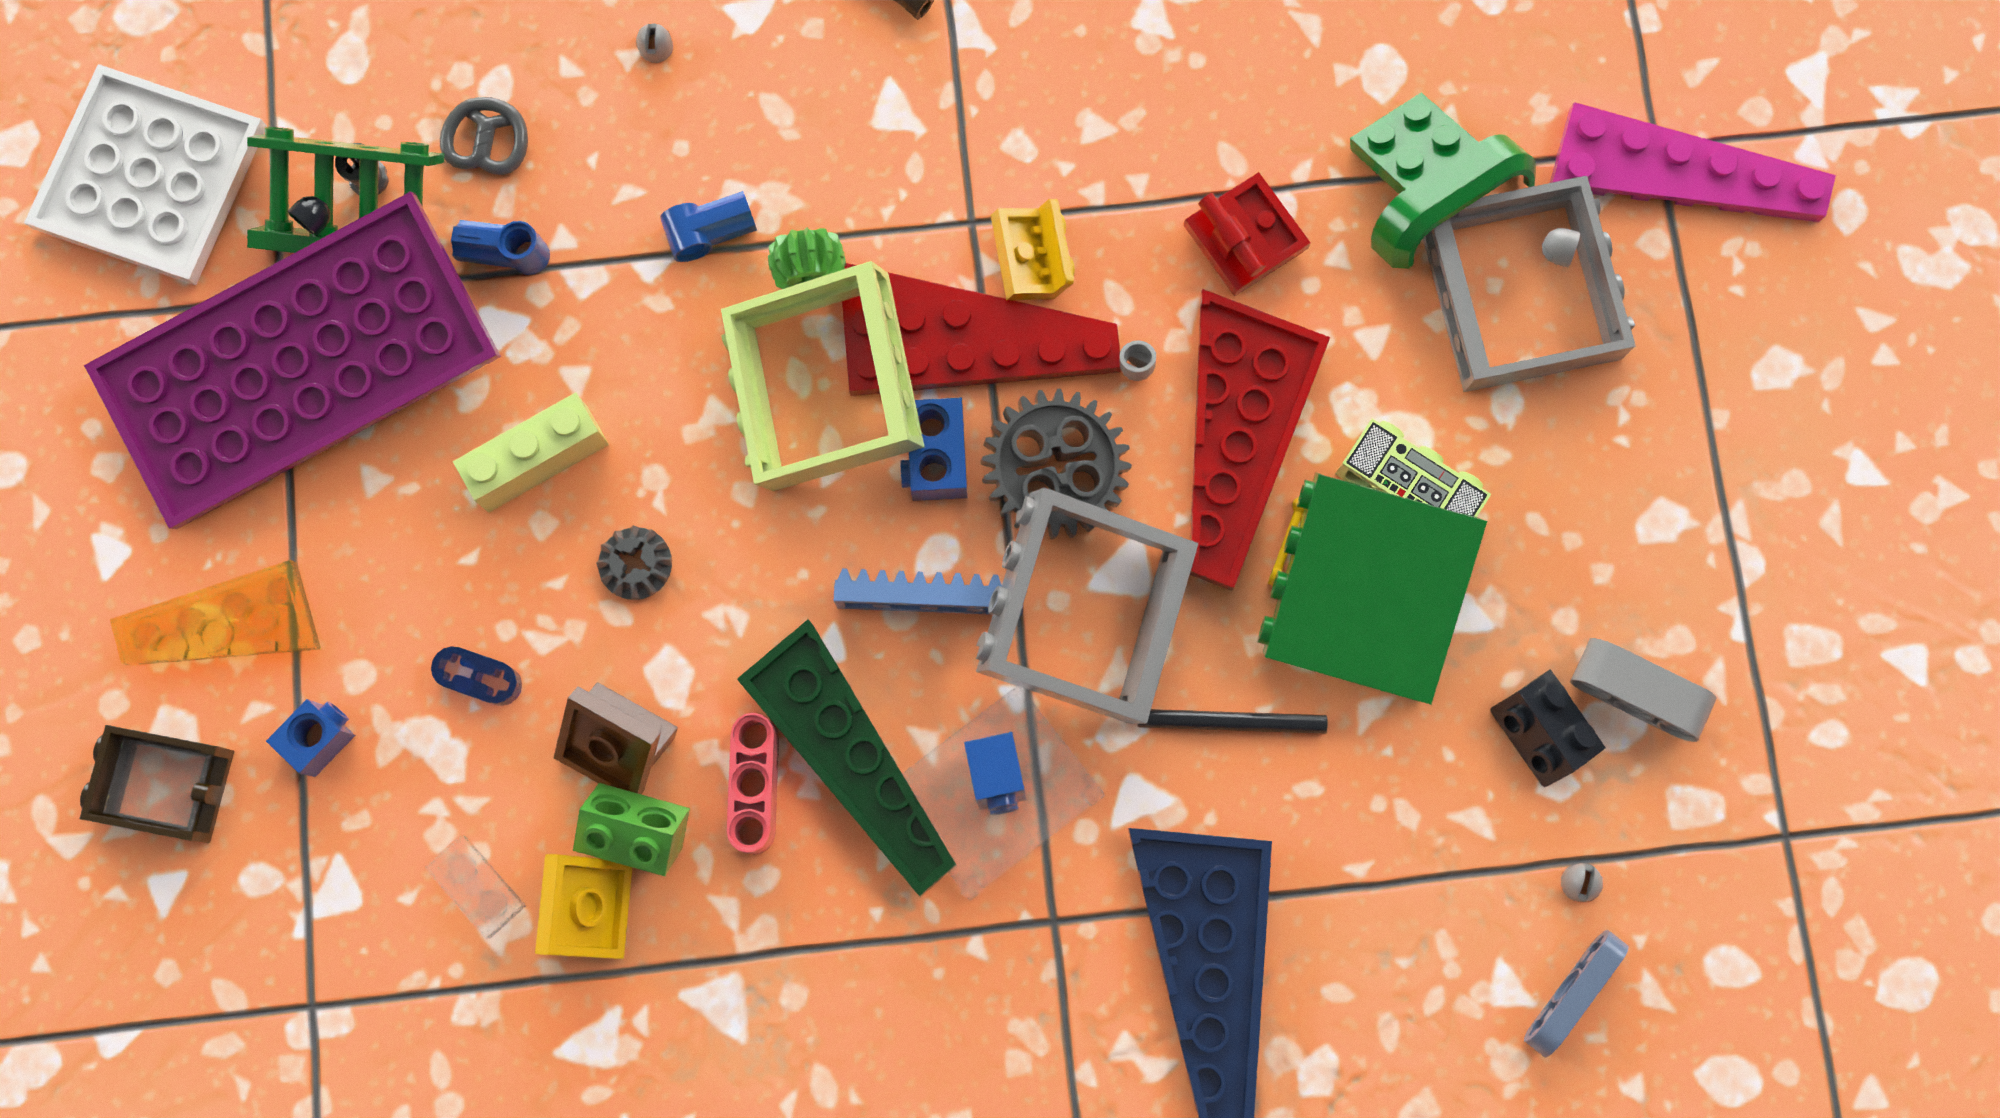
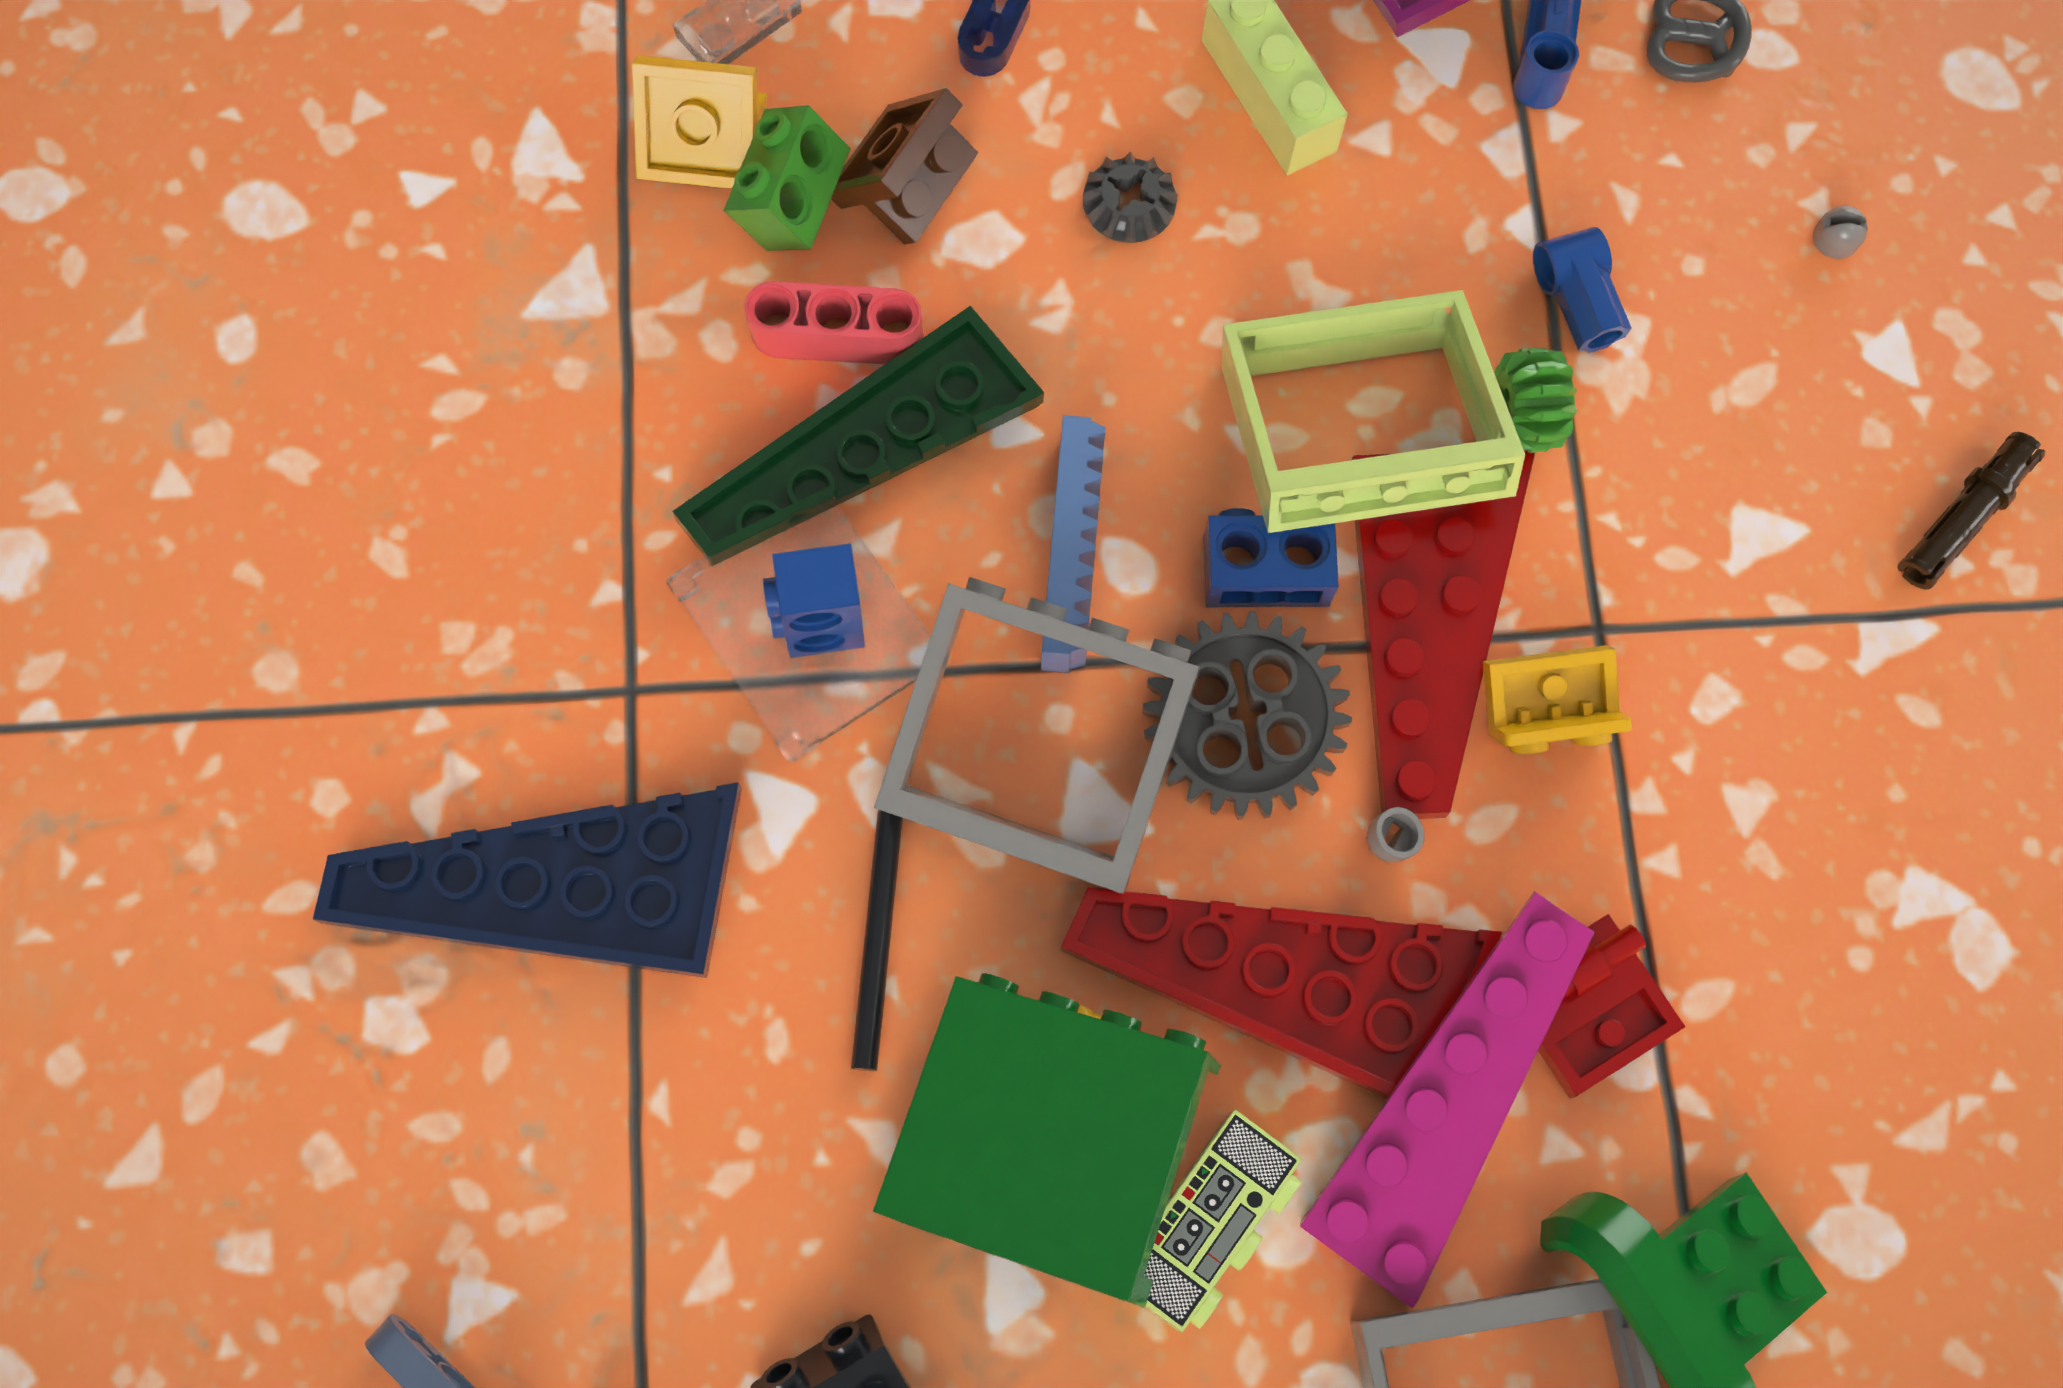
camera: 90 degrees right, 5 degrees down
(1347, 335) = (1427, 1143): none -> dark pink wing

